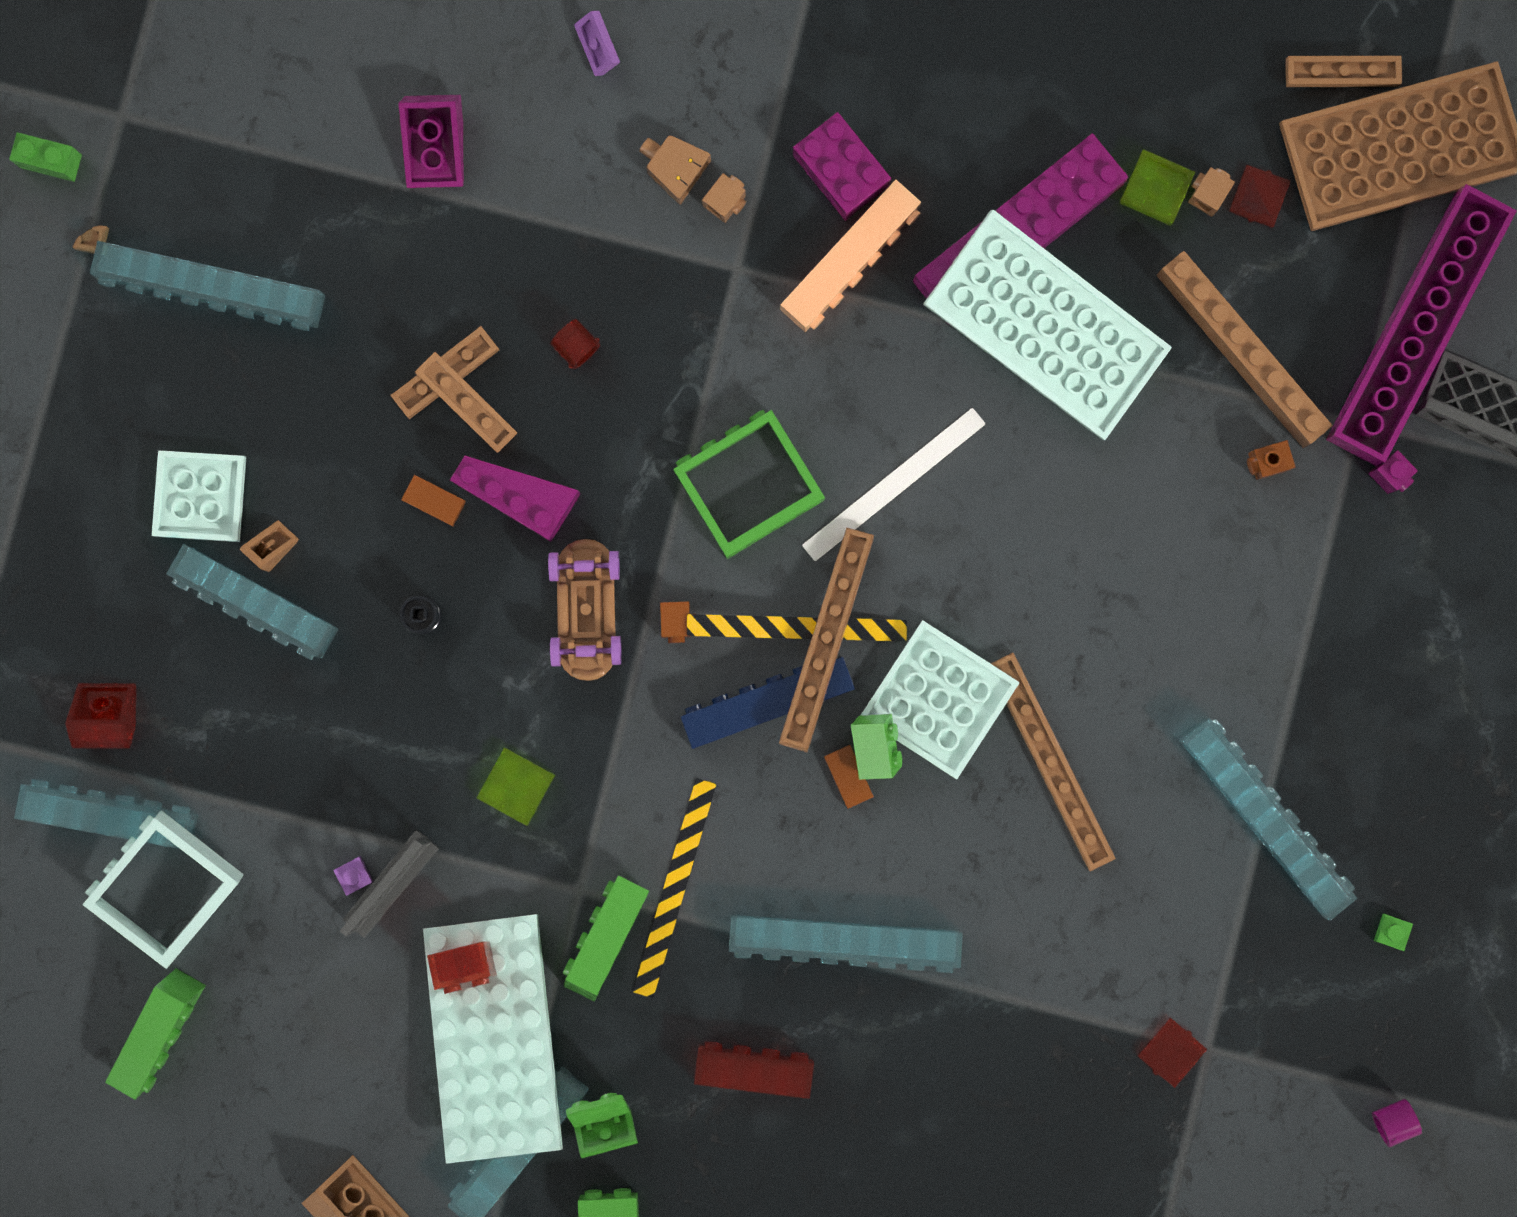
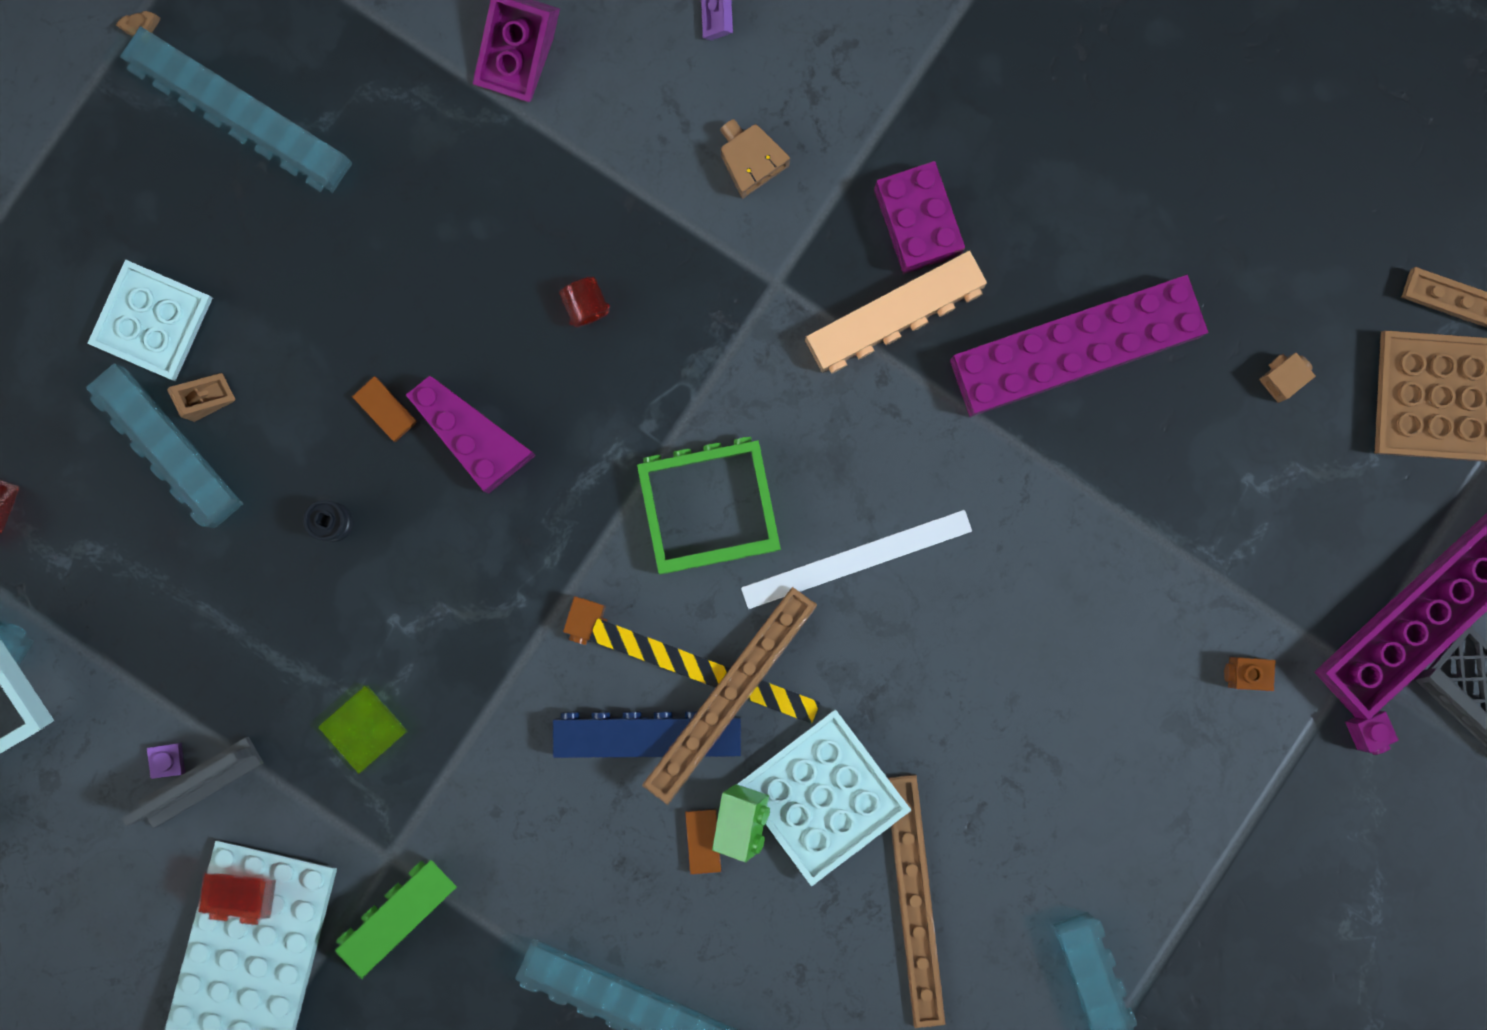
camera: 20 degrees right, 0 degrees up
(461, 358) = (442, 284): medium nougat plate -> none
(466, 402) = (452, 321): medium nougat plate -> none
(585, 609) = (497, 574): medium nougat piece -> none
(674, 888) = (486, 890): sticker -> none
(725, 197) = (790, 207): medium nougat brick -> none
(1047, 325) = (1071, 454): light aqua plate -> none
(1157, 187) = (1233, 353): clear neon green plate -> none
(1244, 350) = (1263, 552): medium nougat brick -> none
(1259, 196) = (1334, 399): clear red piece -> none

